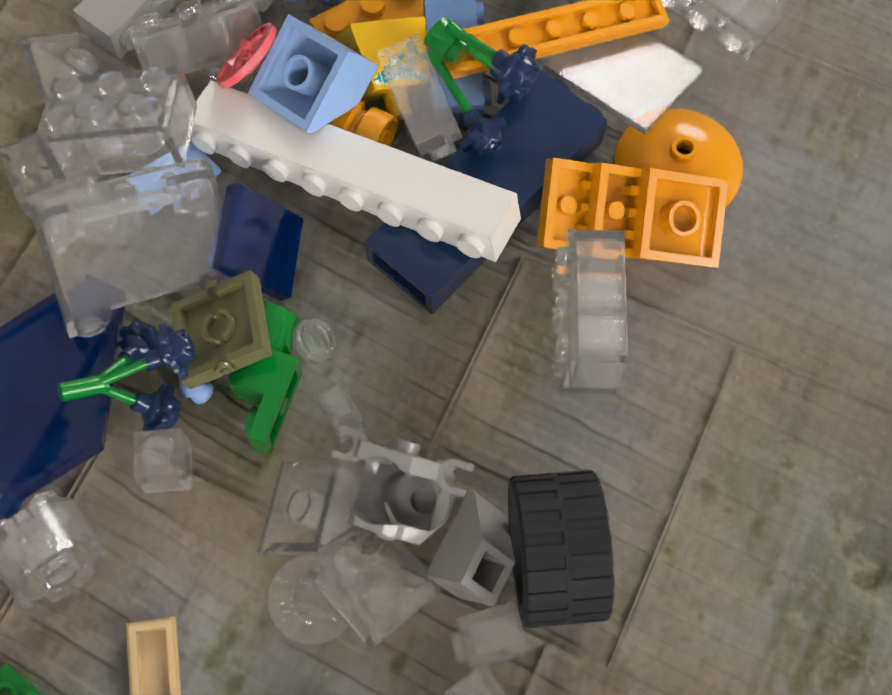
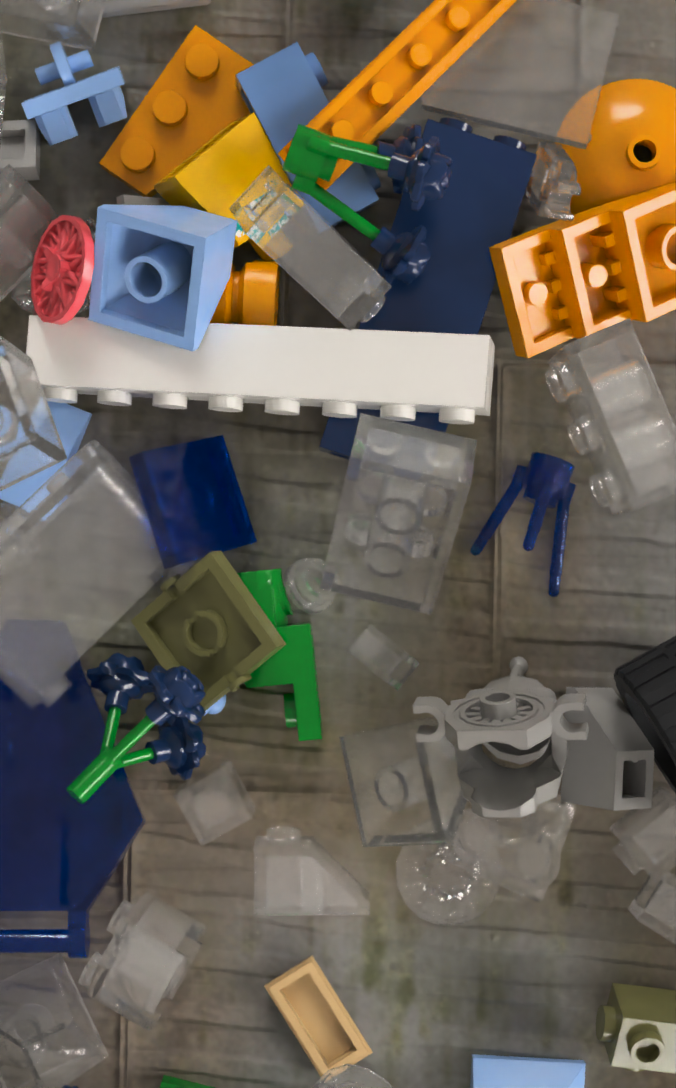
camera: 20 degrees left, 20 degrees up
(197, 547) = (302, 878): none -> clear slope
(396, 301) = (398, 513): none -> clear brick
(516, 344) = (545, 483): none -> clear blue plant
(612, 144) = (552, 182): none -> clear plate

